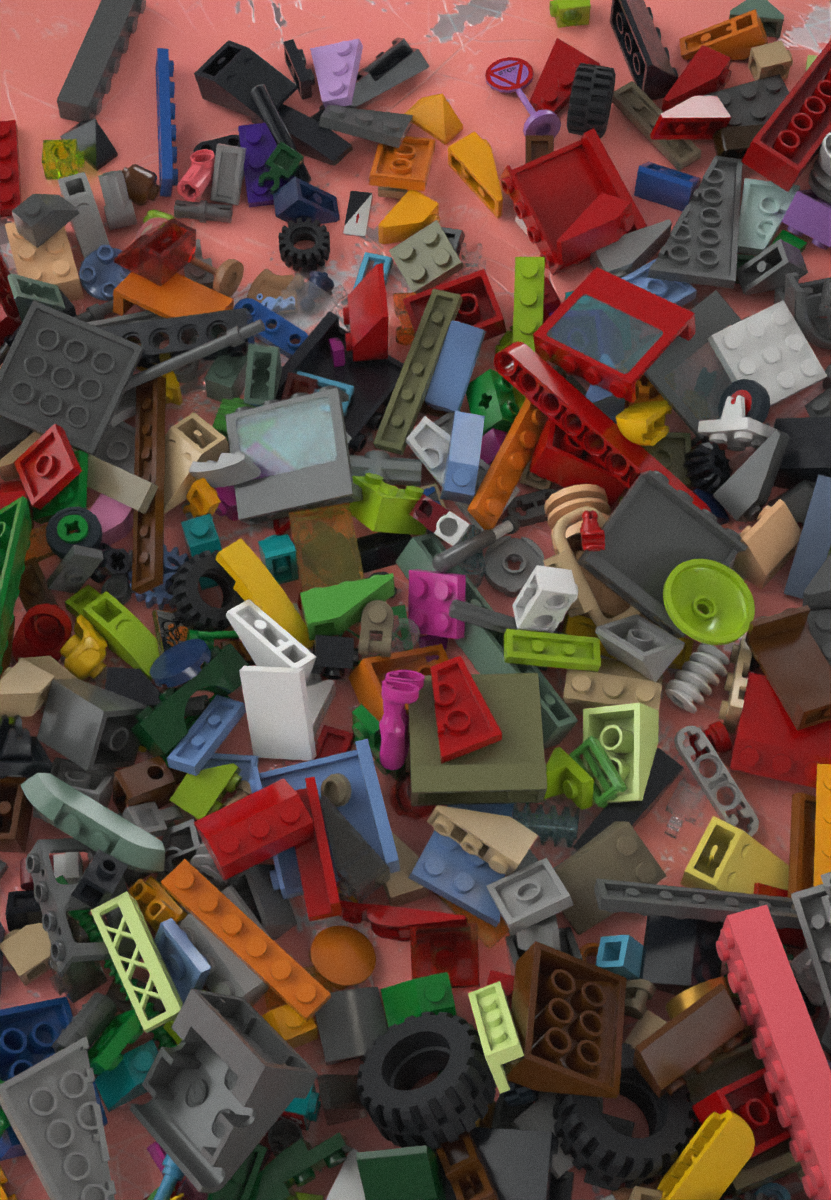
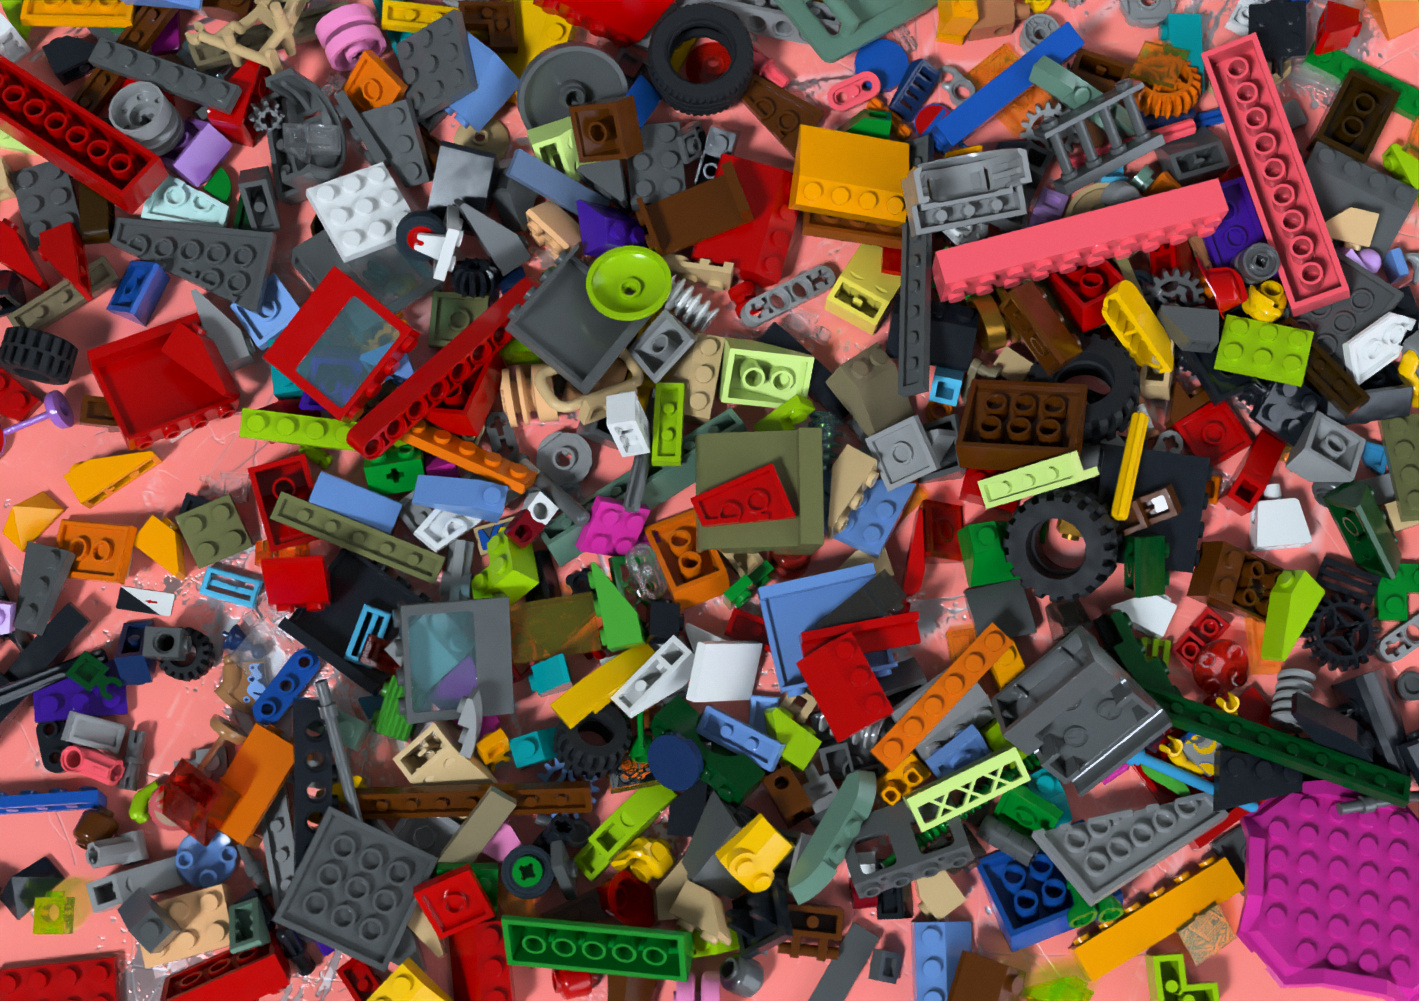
camera: 90 degrees left, 15 degrees up
(76, 739) = (755, 854): none -> yellow slope
(99, 879) = (891, 826): black brick -> none
(262, 373) = (360, 689): sand green slope -> none
(310, 218) = (155, 637): none -> dark grey brick
(336, 789) = (801, 618): dark tan plate -> none
(337, 351) = (319, 621): magenta tile -> none
(342, 956) = (942, 618): orange dish -> none
(376, 619) = (632, 580): dark tan plate -> none
(398, 689) = (732, 554): dark pink piece -> none
(522, 1154) = (1129, 466): none -> yellow axle
(591, 534) = (578, 375): red piece -> none
(618, 784) = (777, 384): bright green tile -> none
(644, 422) = (436, 328): yellow brick -> none
(775, 583) = (607, 228): none -> dark purple slope

